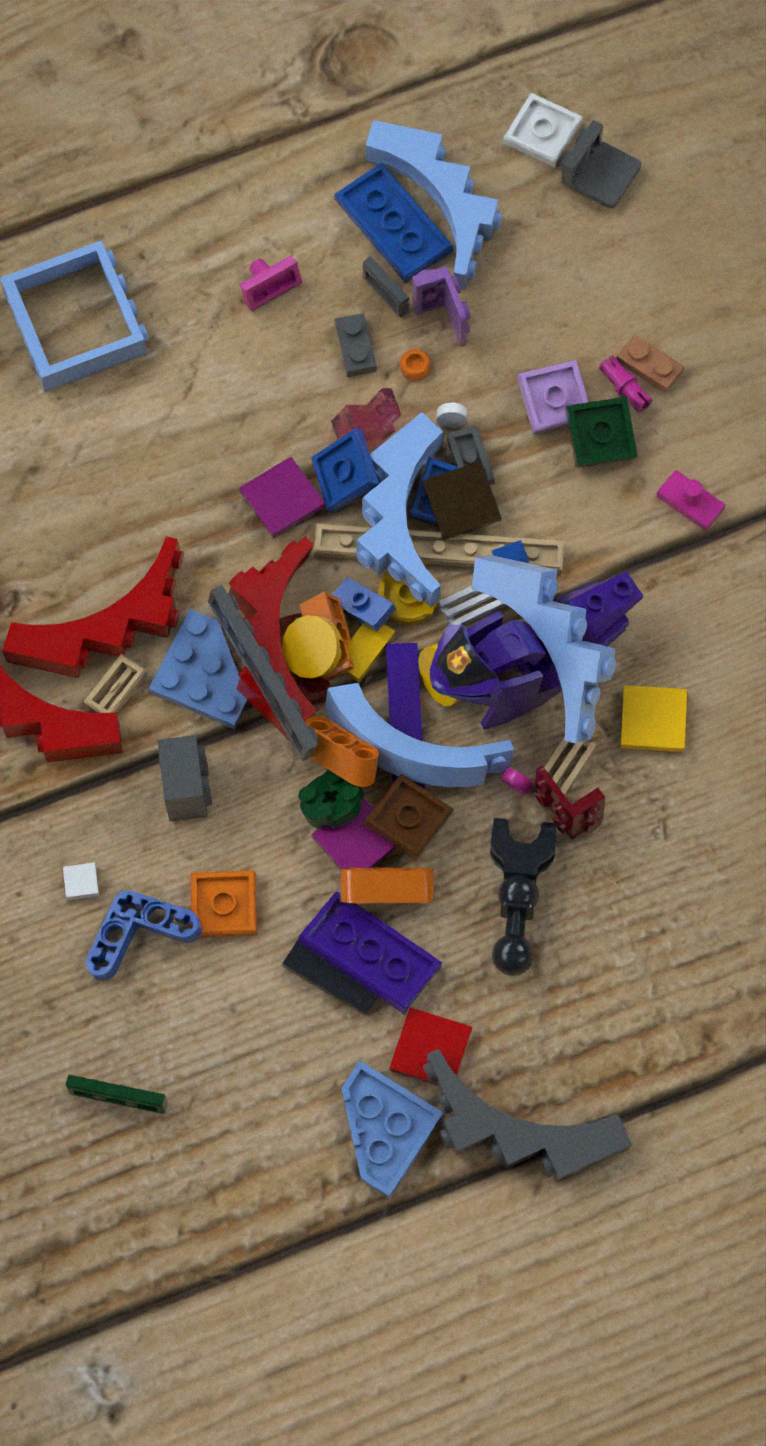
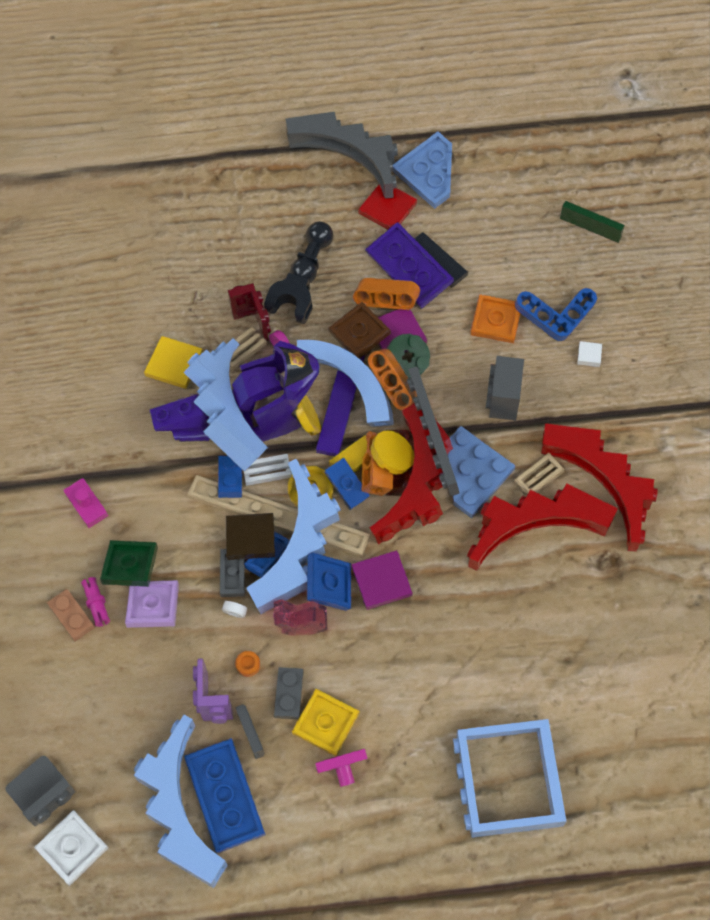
camera: 165 degrees left, 5 degrees down
(302, 325) = (325, 722): none -> yellow tile

